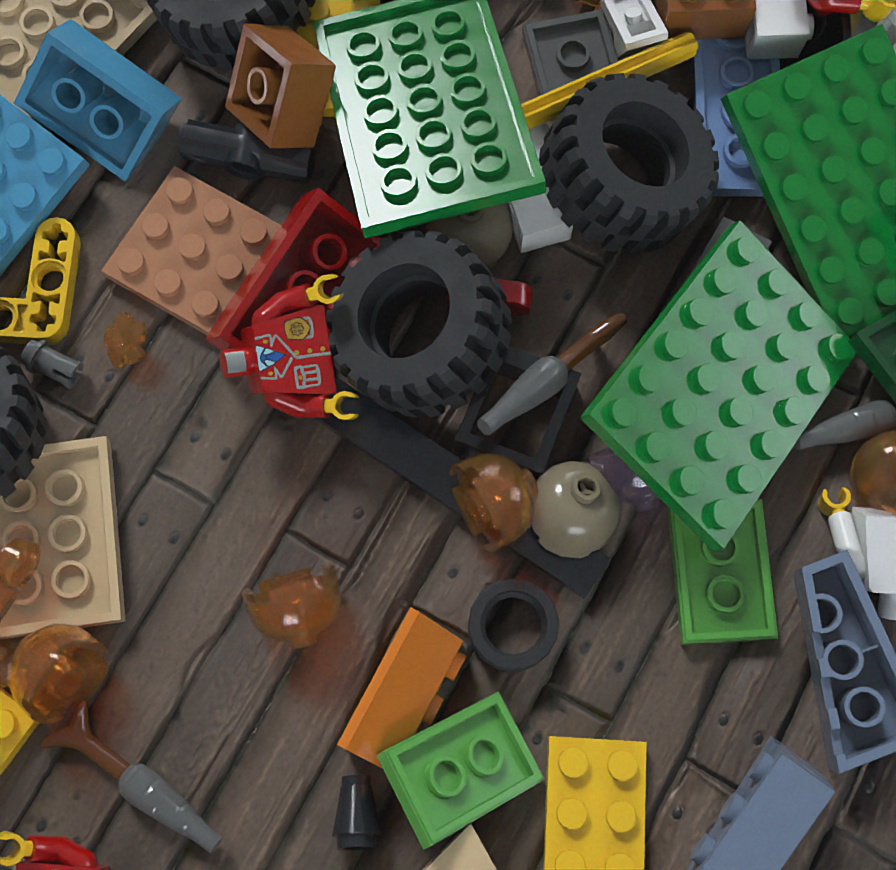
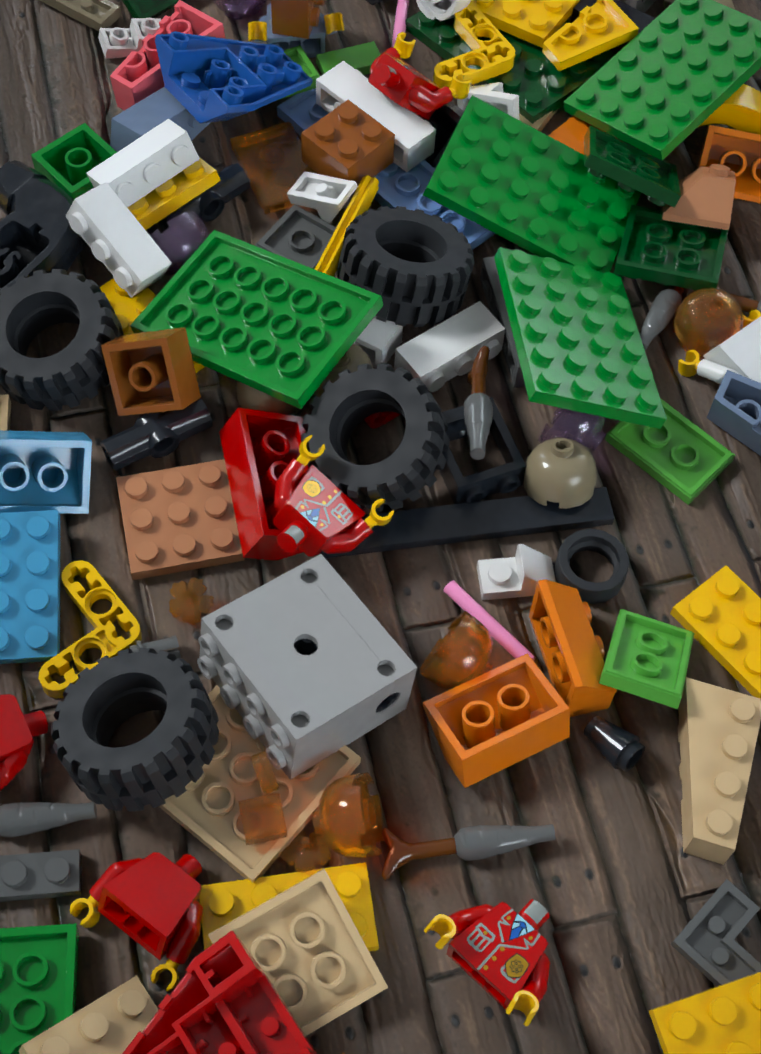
camera: 45 degrees left, 15 degrees down
(125, 442) = (305, 665): none -> light grey gear
(265, 695) = (497, 719): none -> orange slope
(364, 595) = (495, 629): none -> bright pink bar
(436, 571) = (514, 575): none -> white slope
(495, 498) = (515, 499): clear orange cylinder -> none
(600, 285) = (451, 346): none -> white brick

